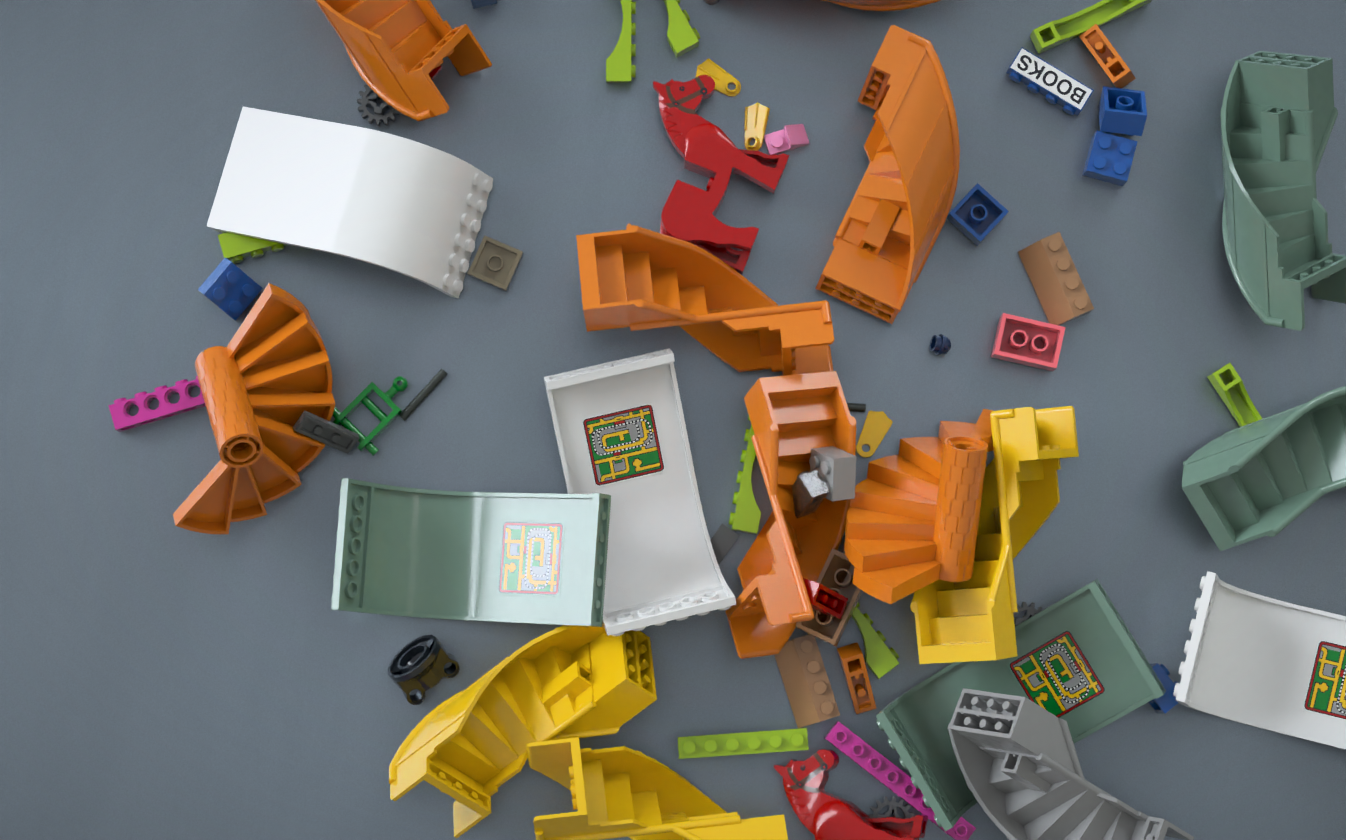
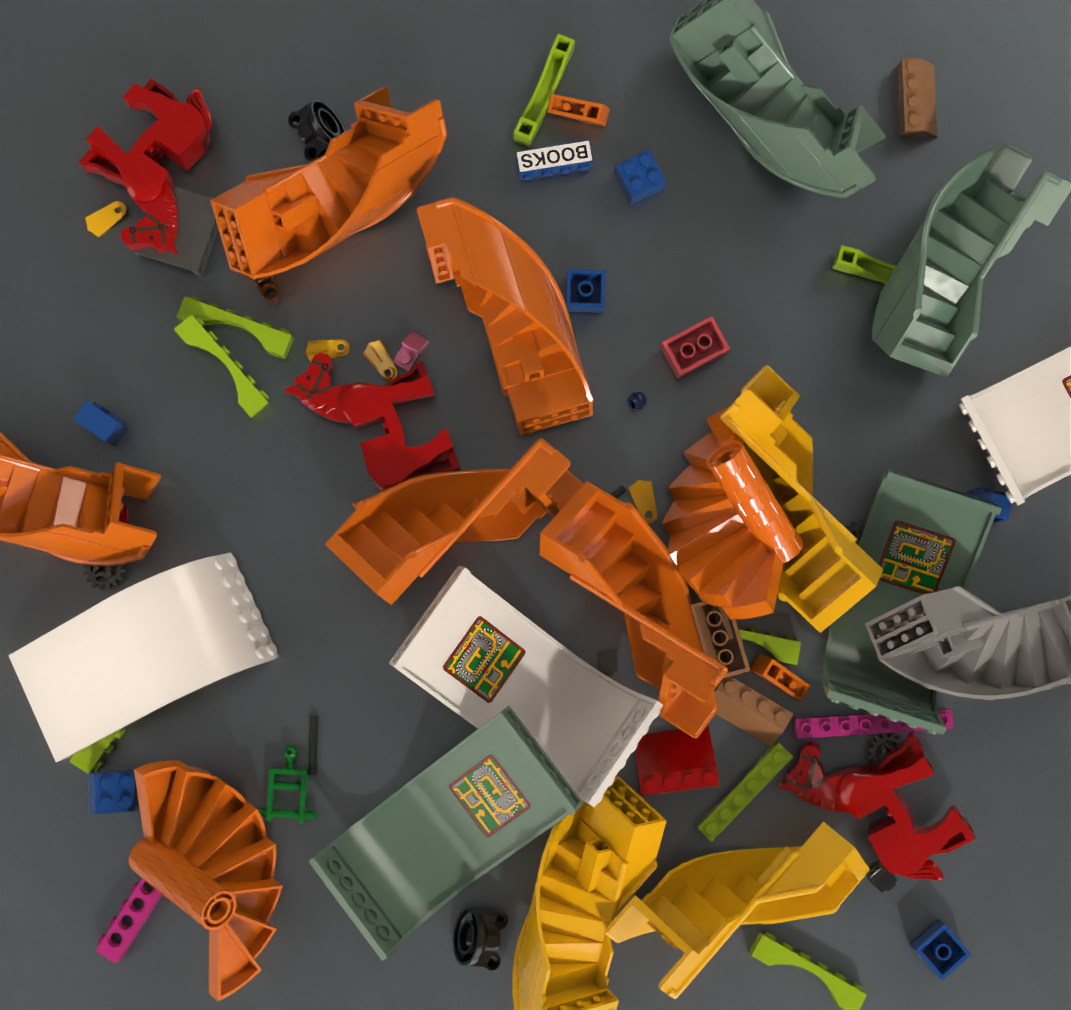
camera: 45 degrees left, 0 degrees up
(326, 432) = (267, 833): dark grey tile -> none
(495, 263) = (283, 610): dark tan plate -> none
(707, 668) = (675, 762): none -> red slope
(747, 513) = (608, 630): lime arch -> none
(808, 493) = (643, 582): clear smoke slope -> none
(825, 599) = (719, 646): red brick -> none
(836, 470) = (647, 553): light grey brick -> none
(1055, 280) = (676, 290): medium nougat slope -> none
(1122, 111) = (621, 137): blue brick -> none

